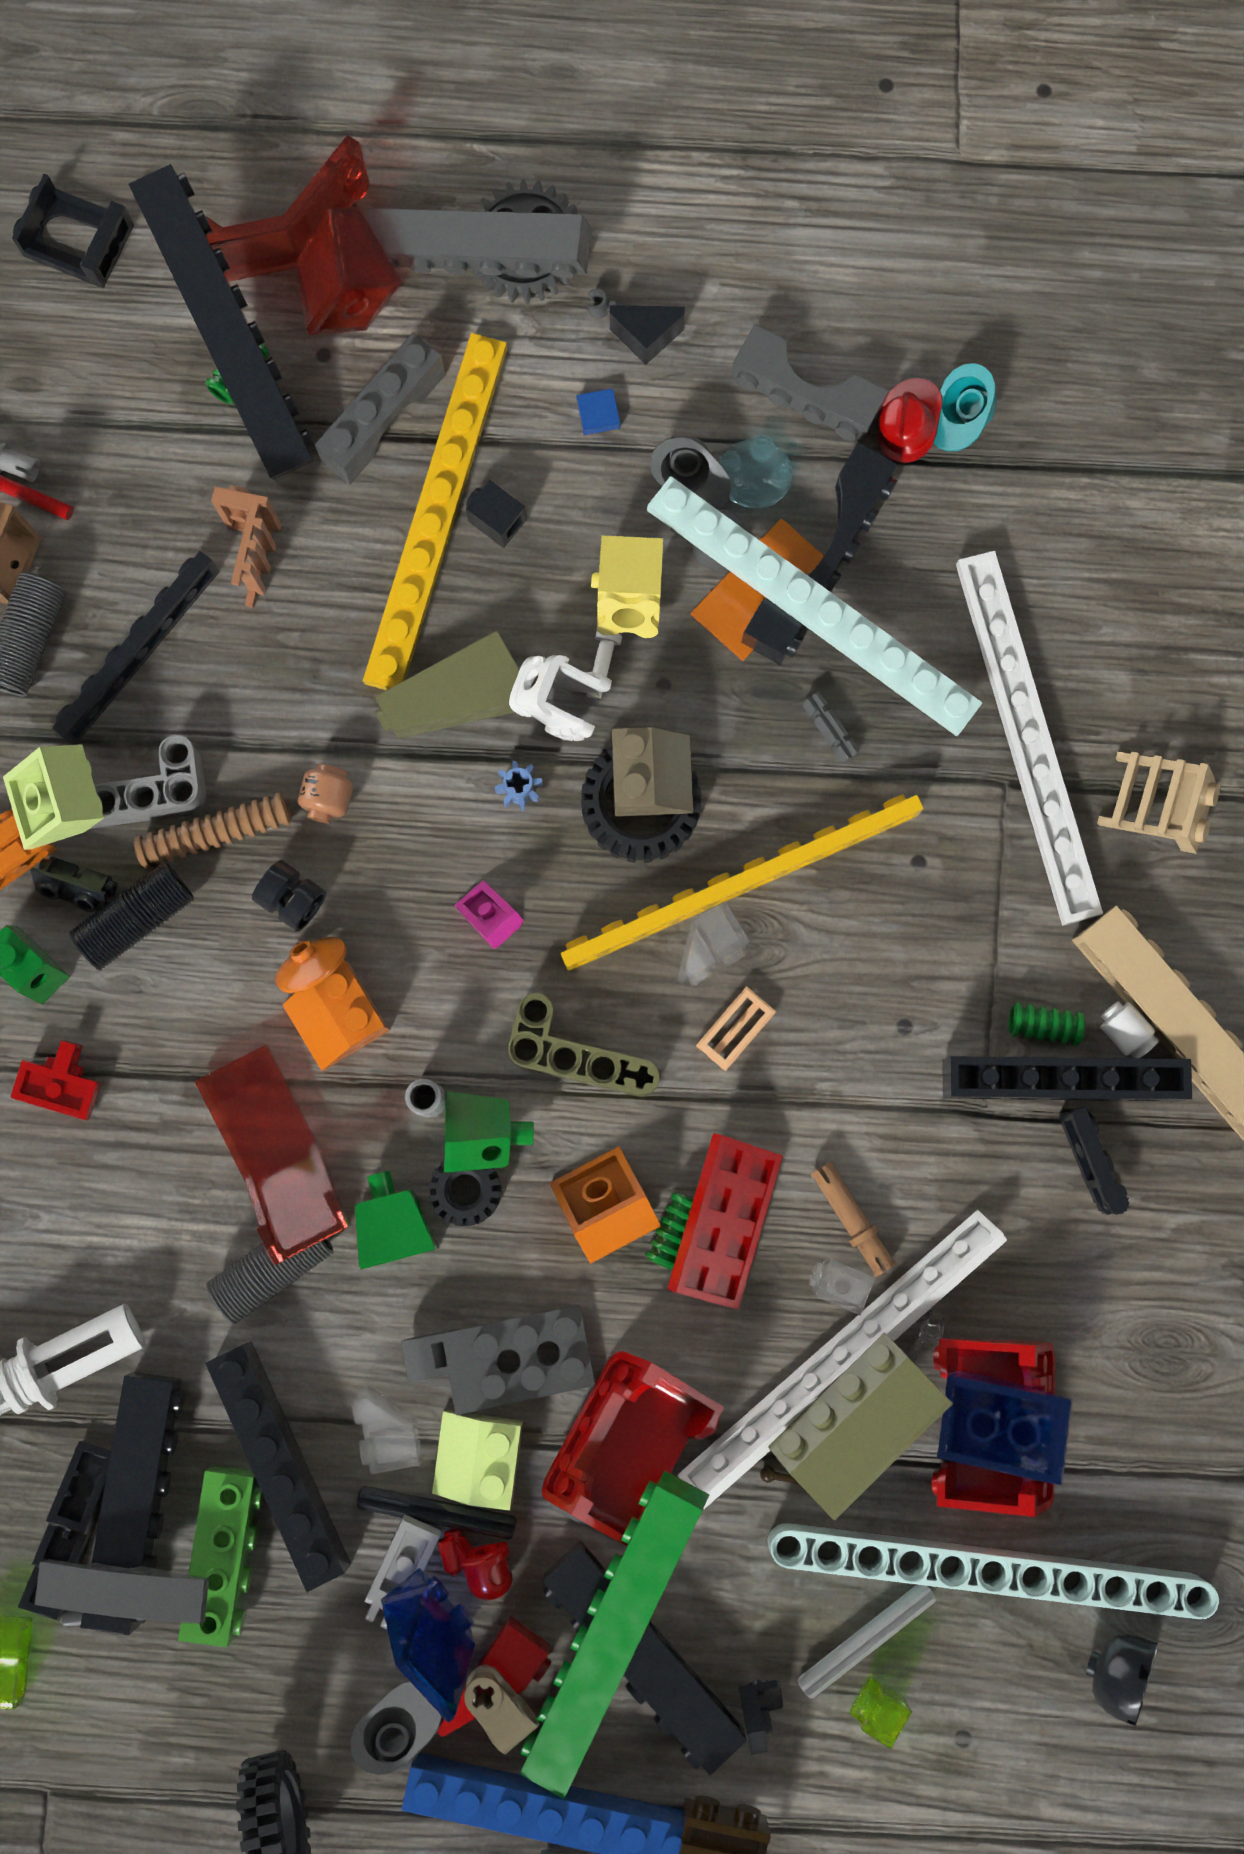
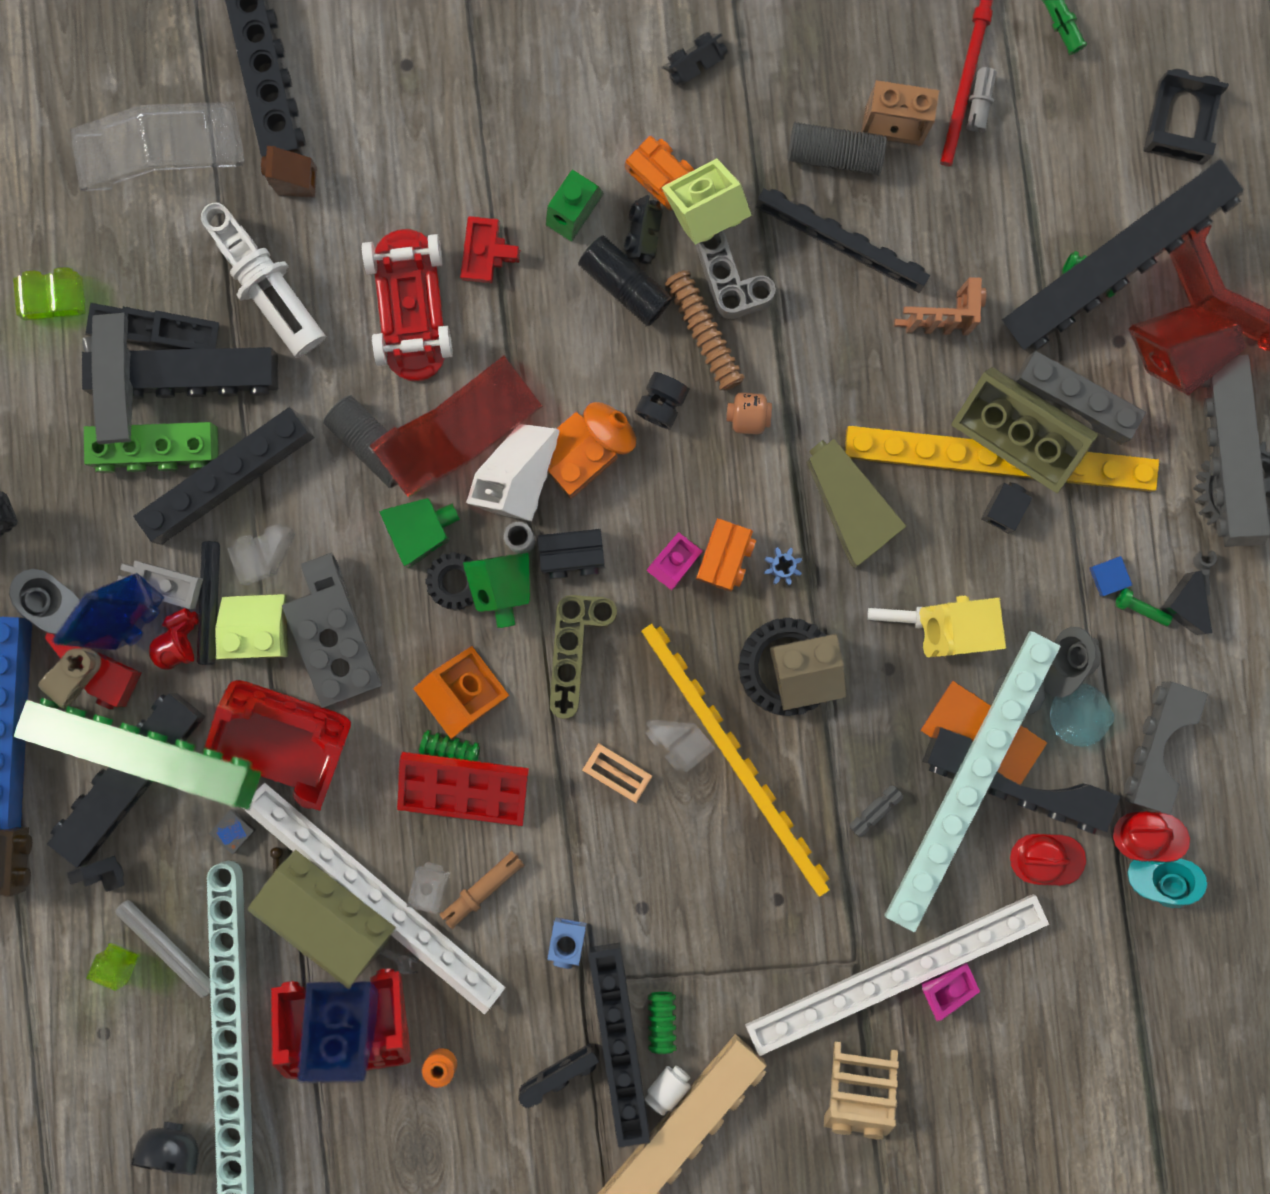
camera: 80 degrees right, 5 degrees up
(105, 1190) = (408, 303): none -> red piece
(344, 1090) = (515, 473): none -> white slope
(407, 474) = (1024, 429): none -> olive slope
(456, 1037) = (571, 552): none -> black brick
(493, 852) = (725, 555): none -> orange brick
(532, 701) = (850, 567): white piece -> none
(628, 398) = (1126, 600): none -> green piece
(732, 1527) = (232, 831): none -> dark grey tile
(916, 1129) = (571, 929): none -> medium blue brick
(918, 541) = (1048, 859): none -> red piece
(1053, 1304) = (444, 1059): none -> orange brick
(1057, 677) = (950, 990): none -> dark pink slope

